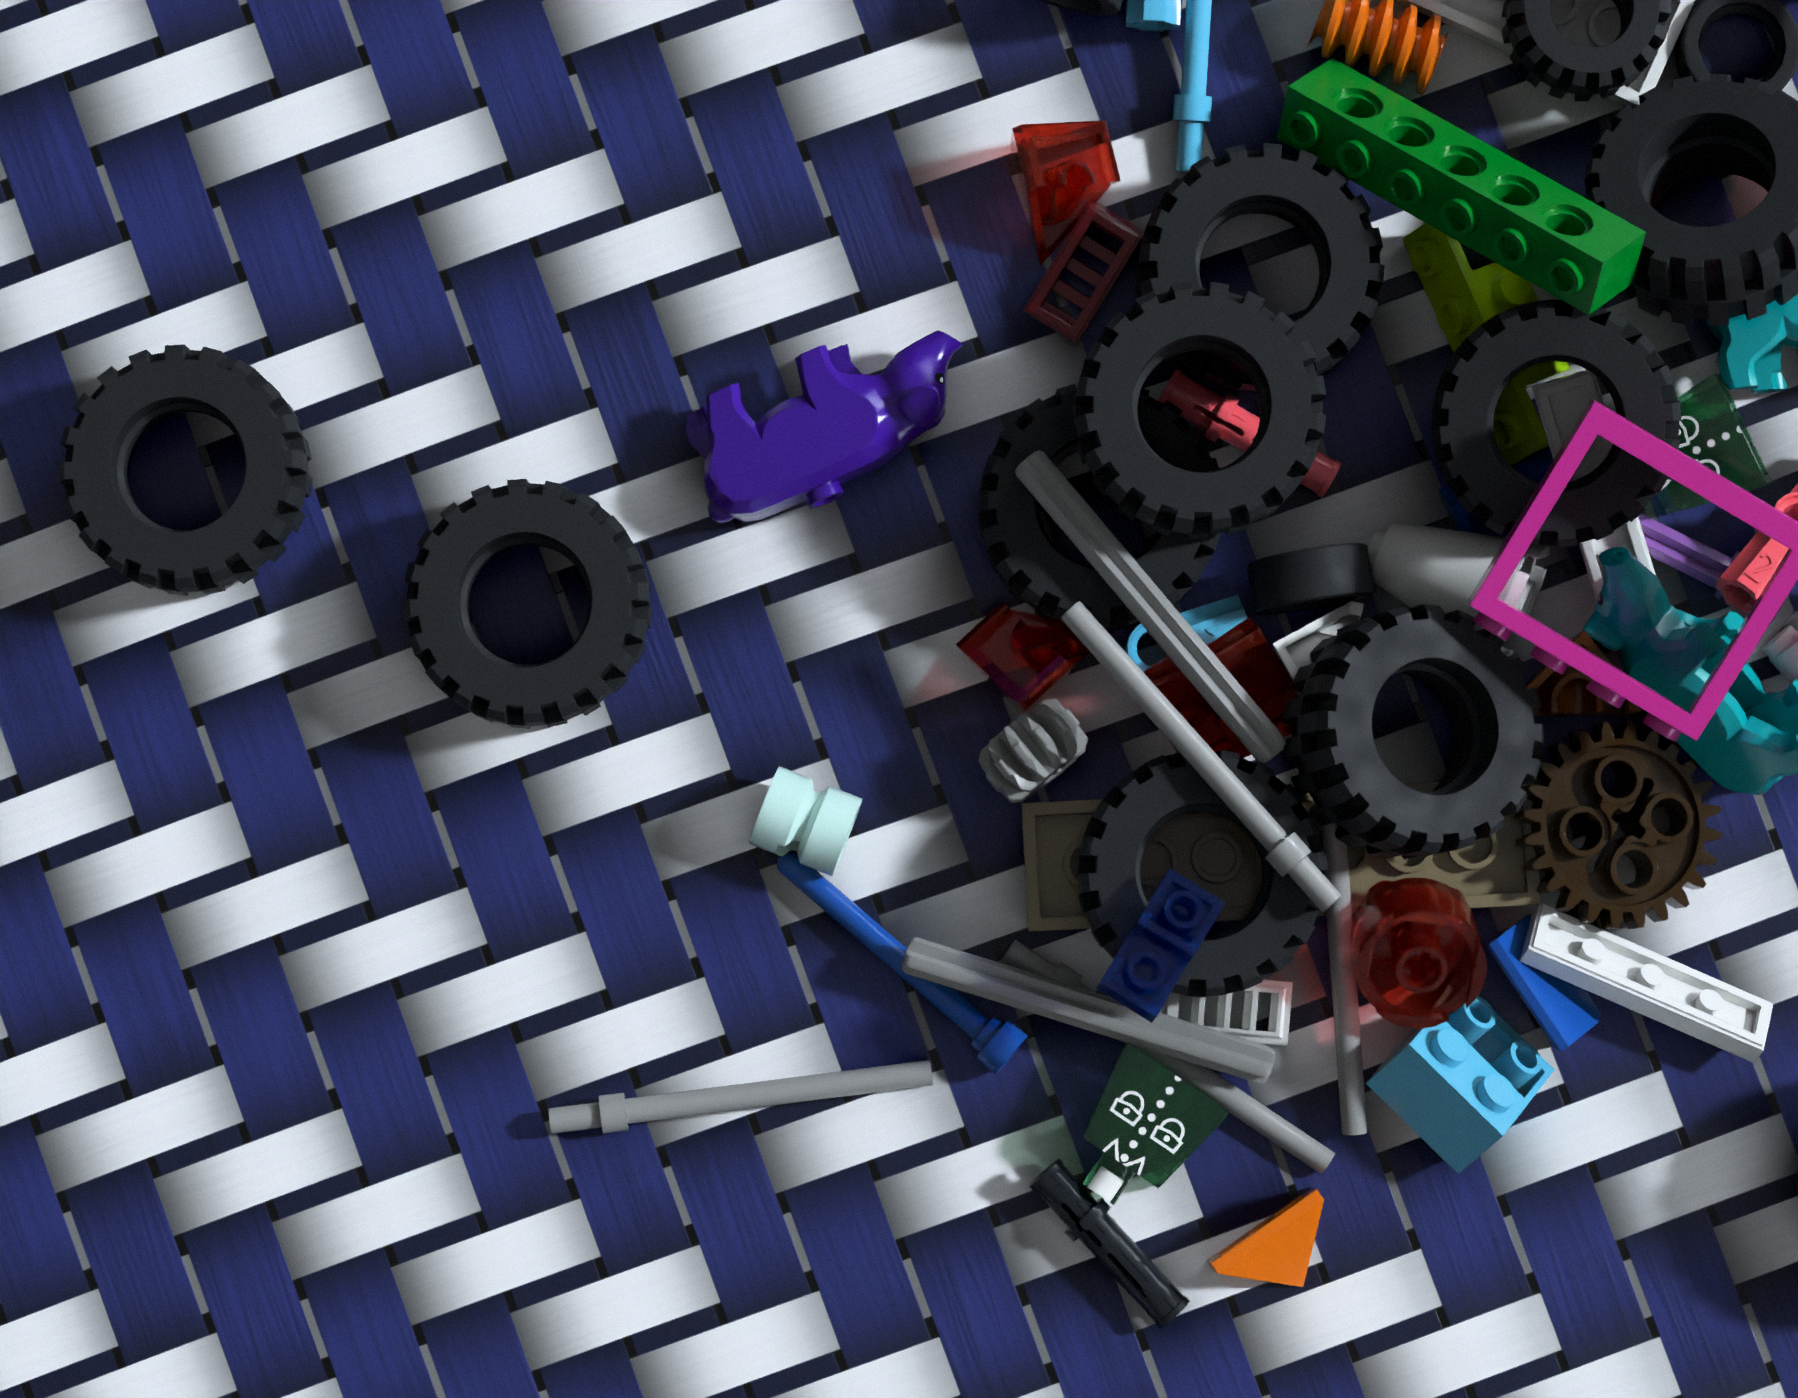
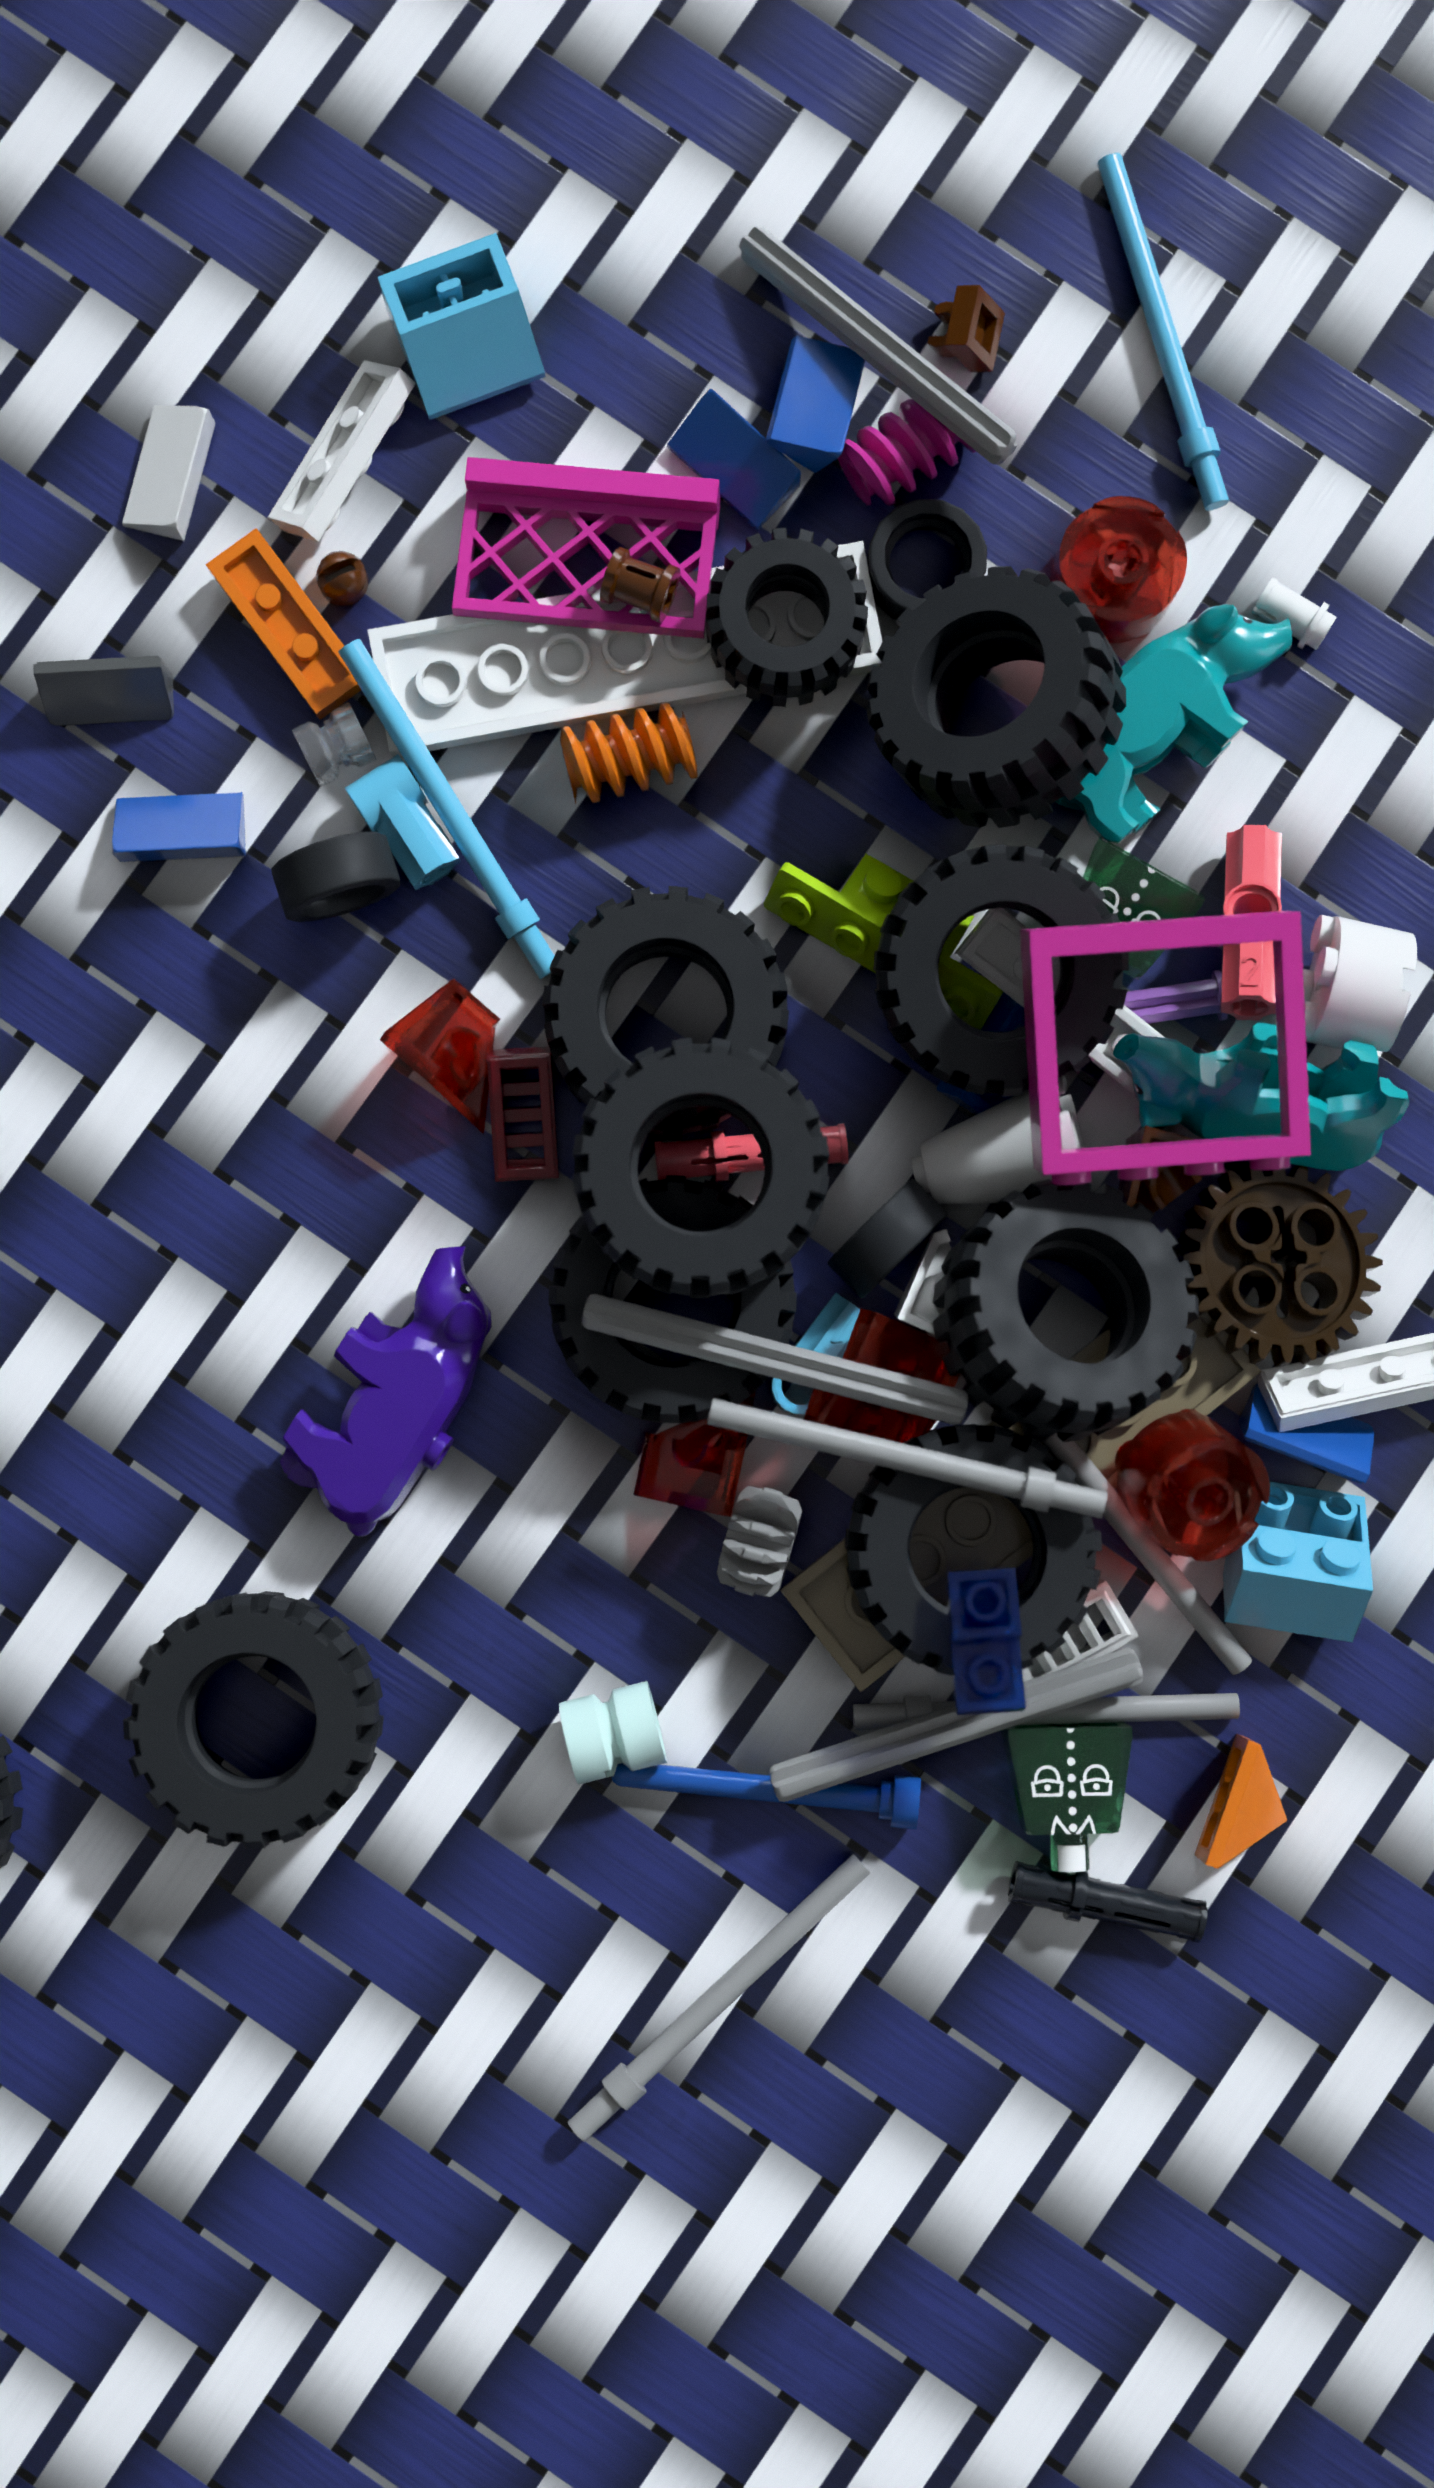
camera: 40 degrees left, 0 degrees up
(1461, 186) = (786, 828): green brick -> none

